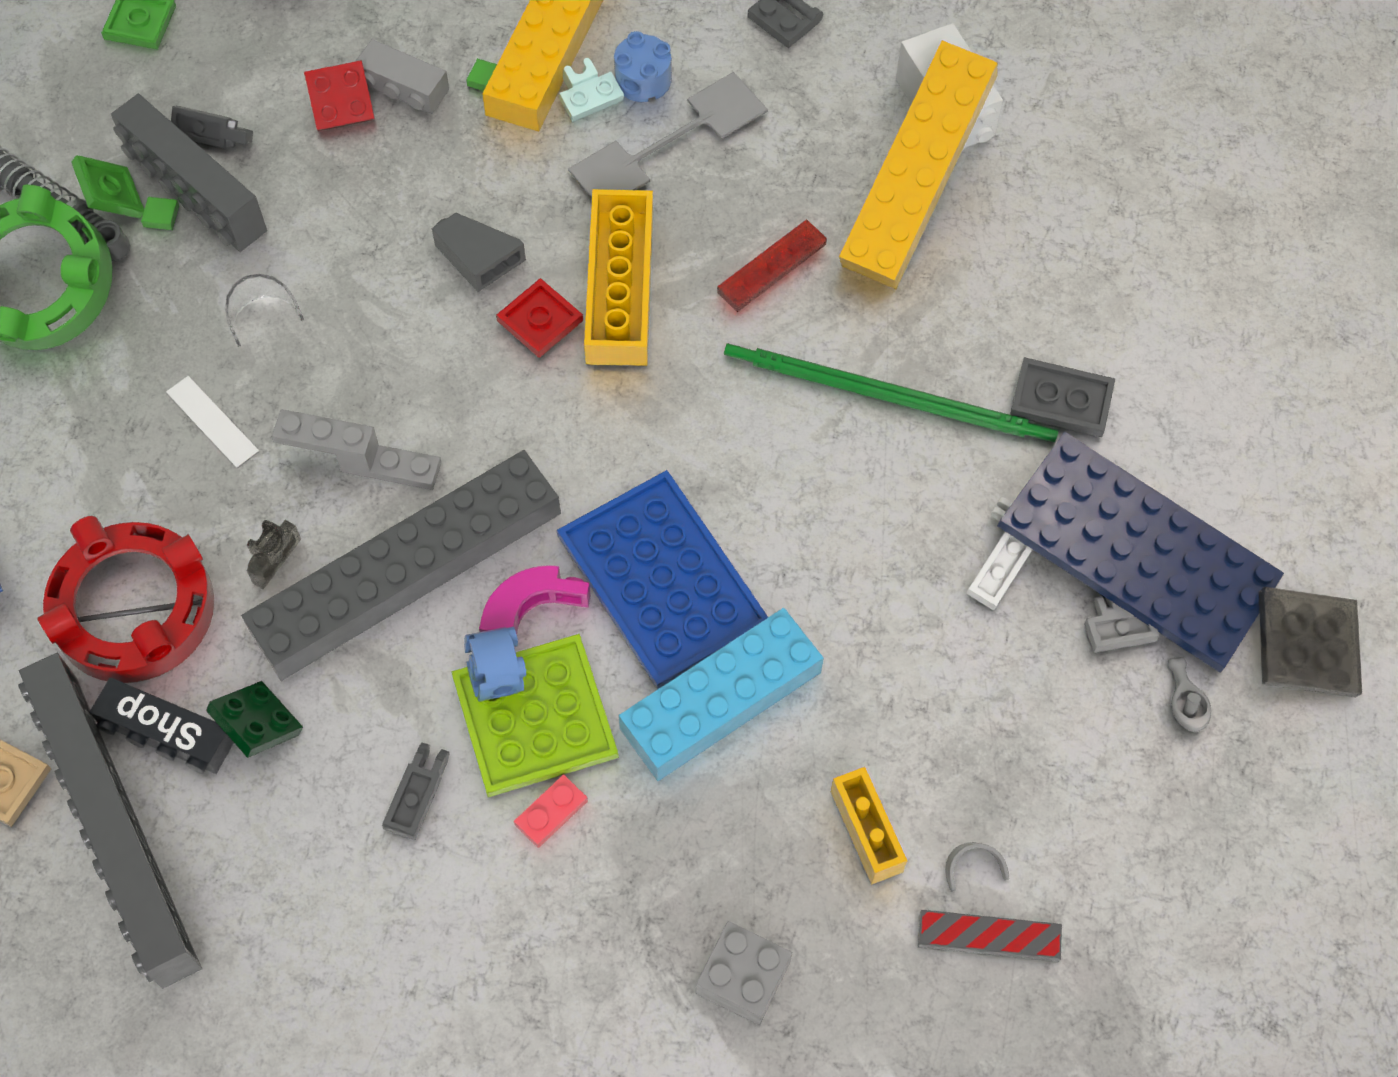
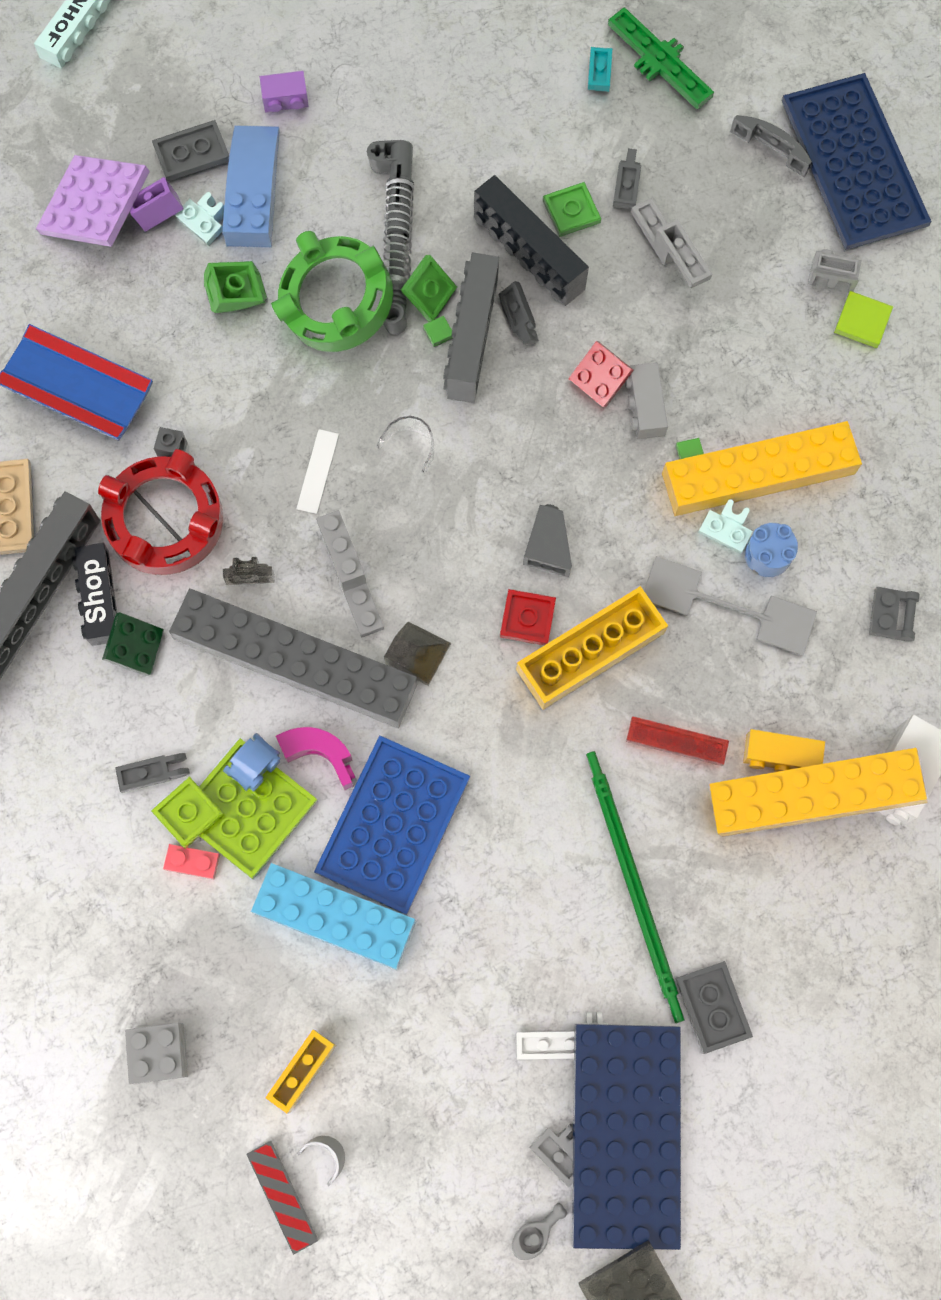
camera: 55 degrees right, 10 degrees up
(51, 540) = (168, 441): none -> dark grey brick
(142, 63) = (530, 240): none -> black brick
(492, 441) = (416, 652): none -> clear smoke slope
(494, 775) = (187, 812): none -> lime tile
(848, 183) = (781, 751): none -> yellow brick

